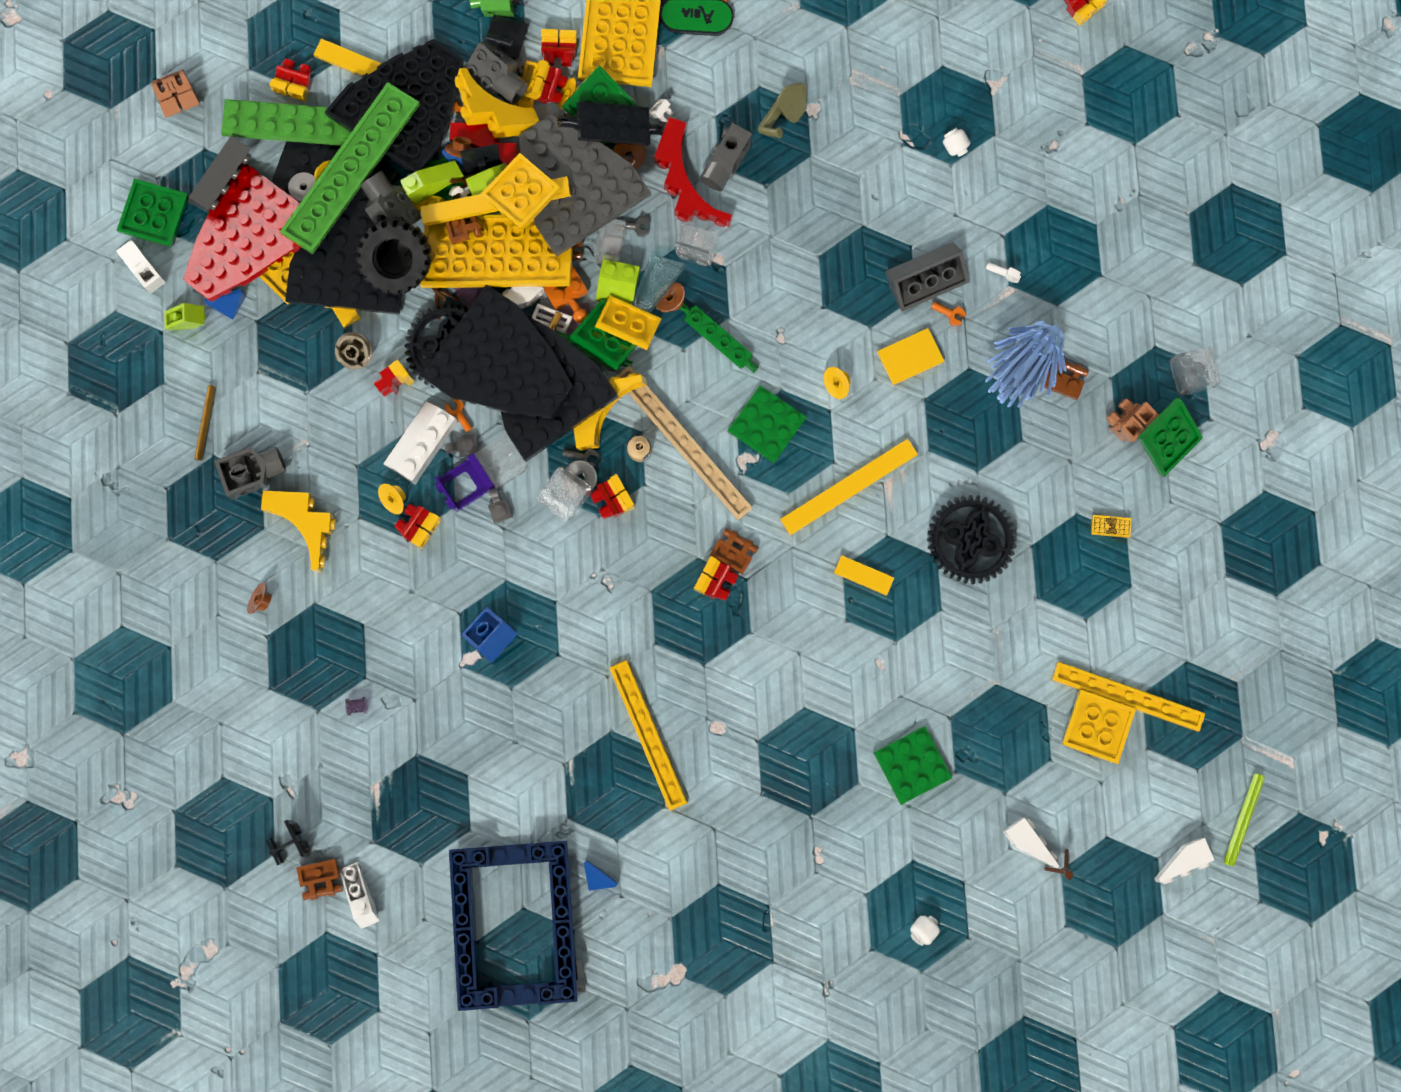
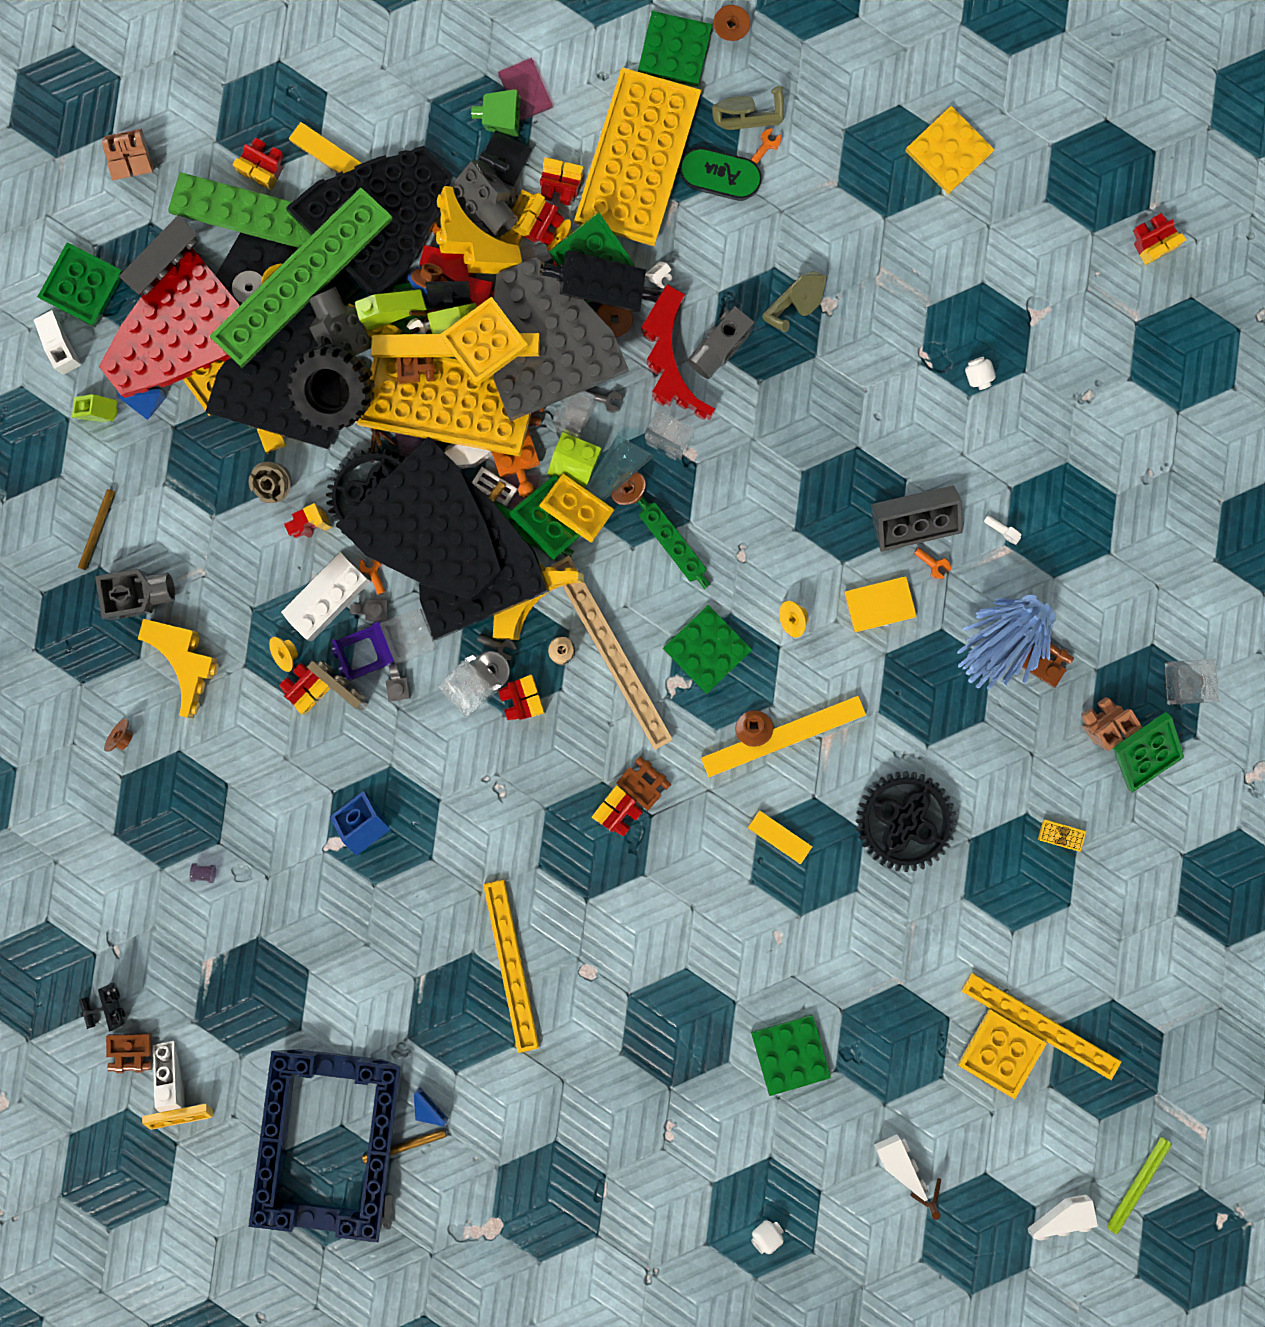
camera: 15 degrees right, 5 degrees up
(374, 927) = (177, 1116): none -> yellow tile
(447, 514) = (338, 684): none -> dark tan plate
(591, 911) = (414, 1143): none -> pearl gold bar
(822, 491) = (758, 736): none -> dark orange piece

